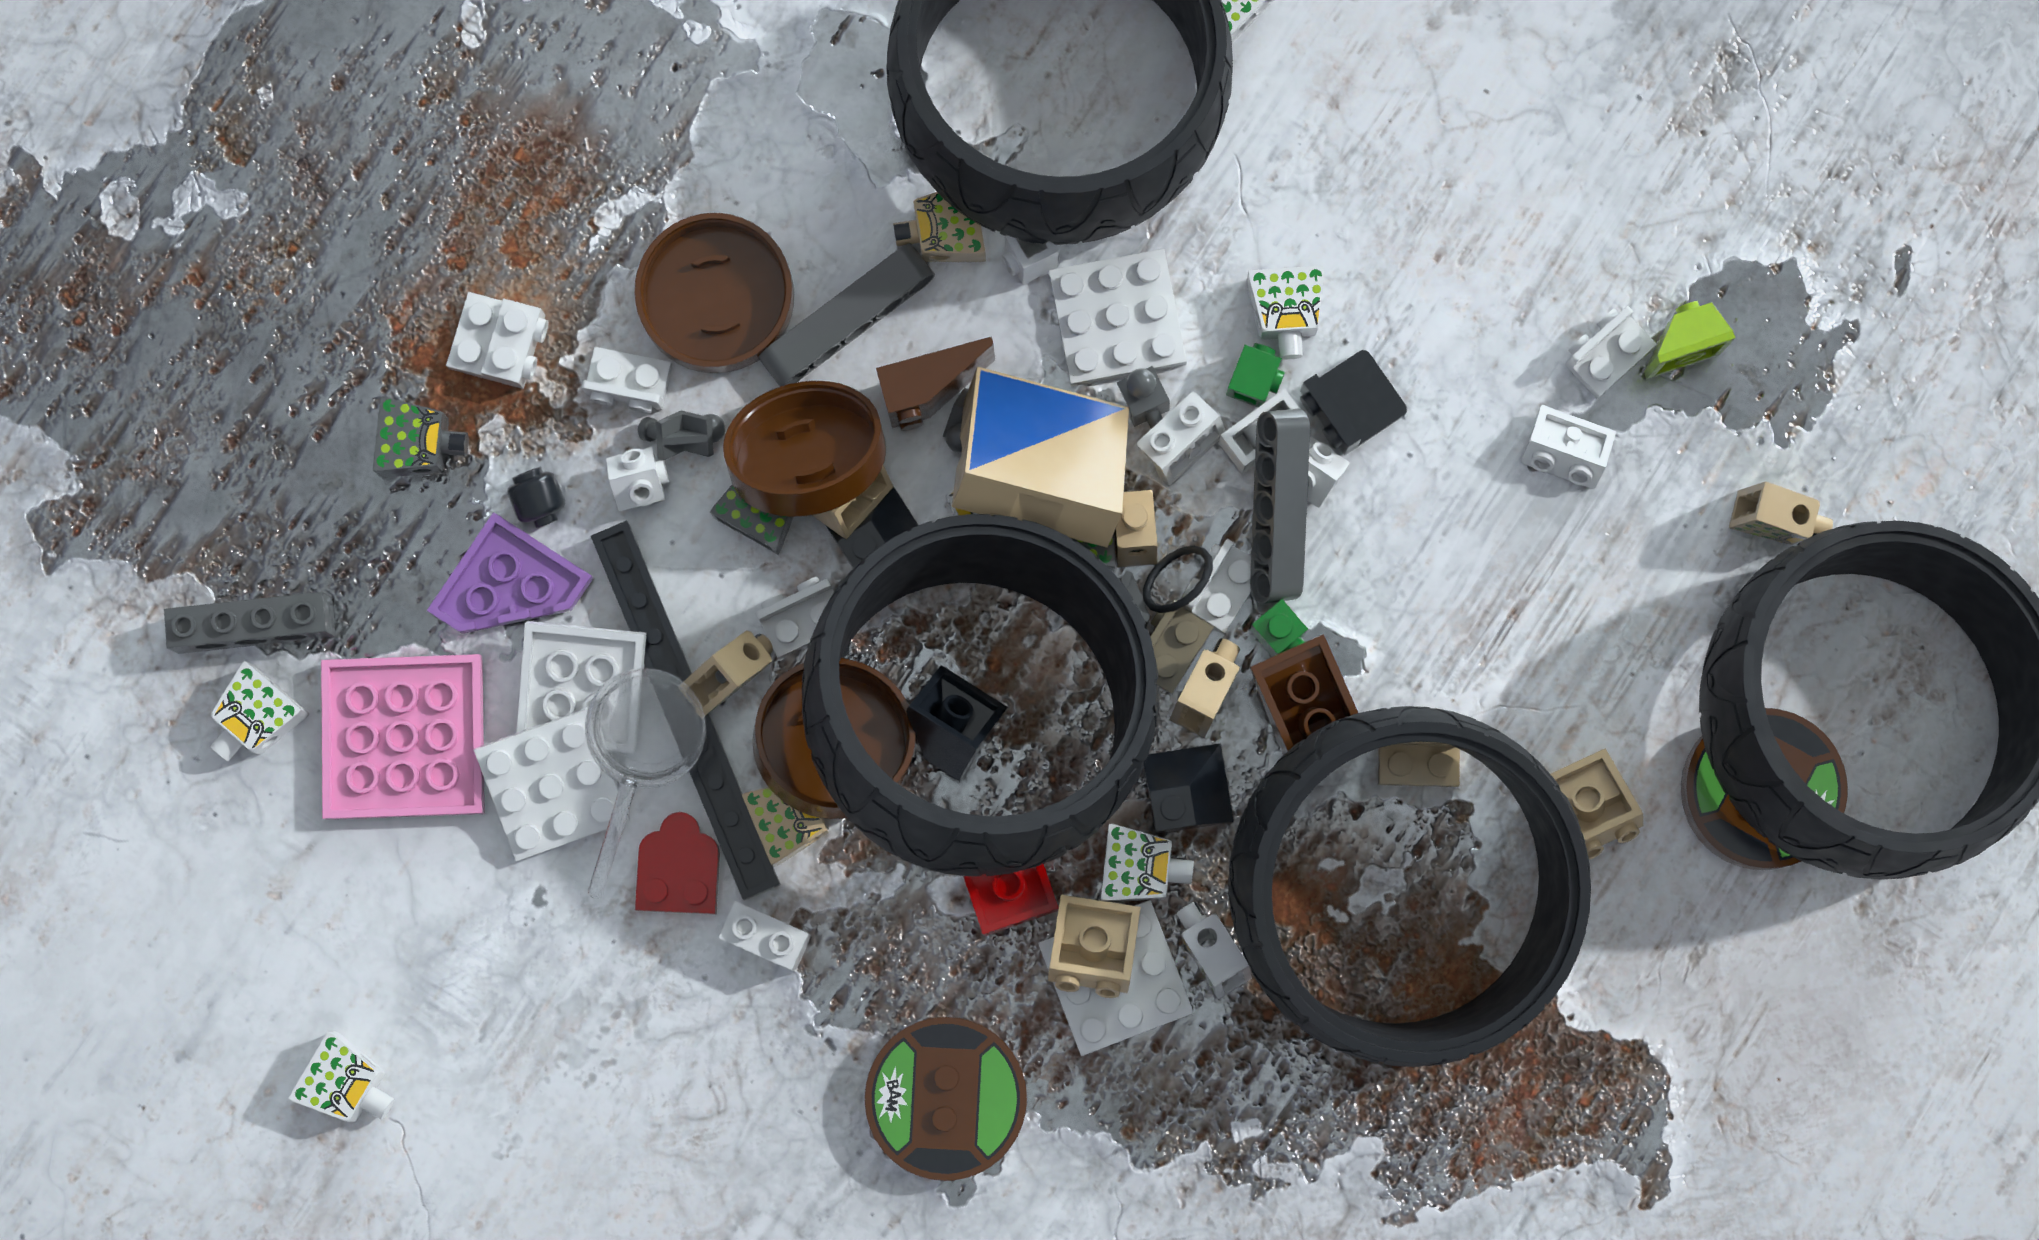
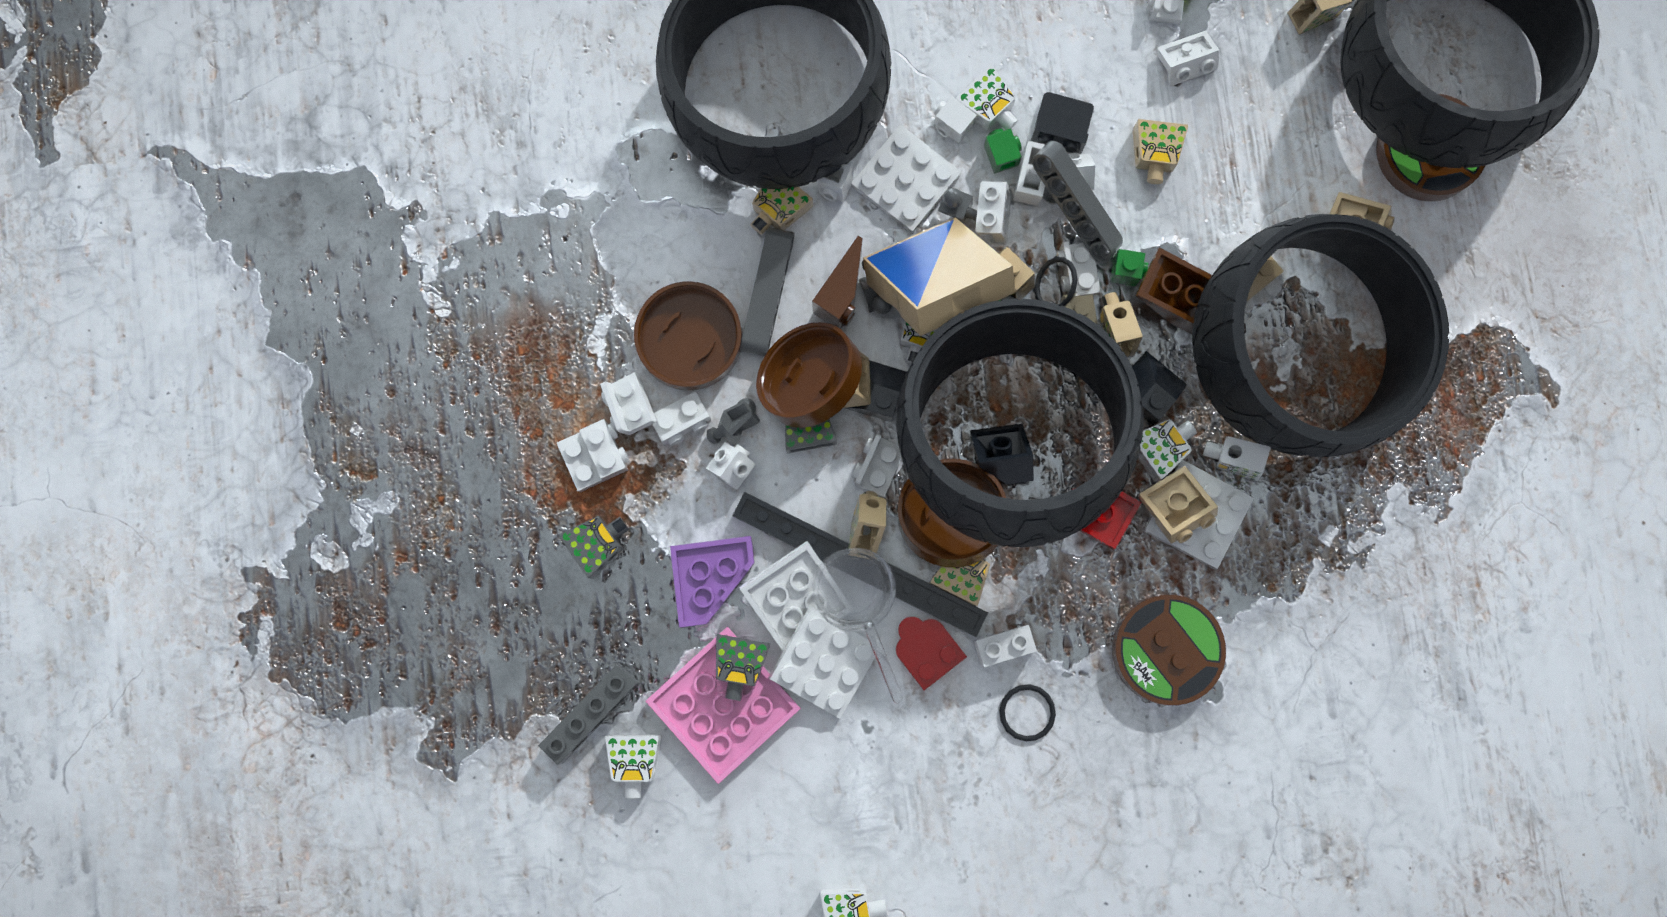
camera: 45 degrees left, 0 degrees up
(456, 703) = (739, 663): none -> dark grey torso
(536, 497) = (685, 519): black head -> none
(581, 314) = (628, 404): none -> white bracket
(729, 1071) = (1003, 718): none -> black piece
(1229, 294) = (954, 119): none -> white brick
(1438, 522) = (1157, 147): none -> tan torso

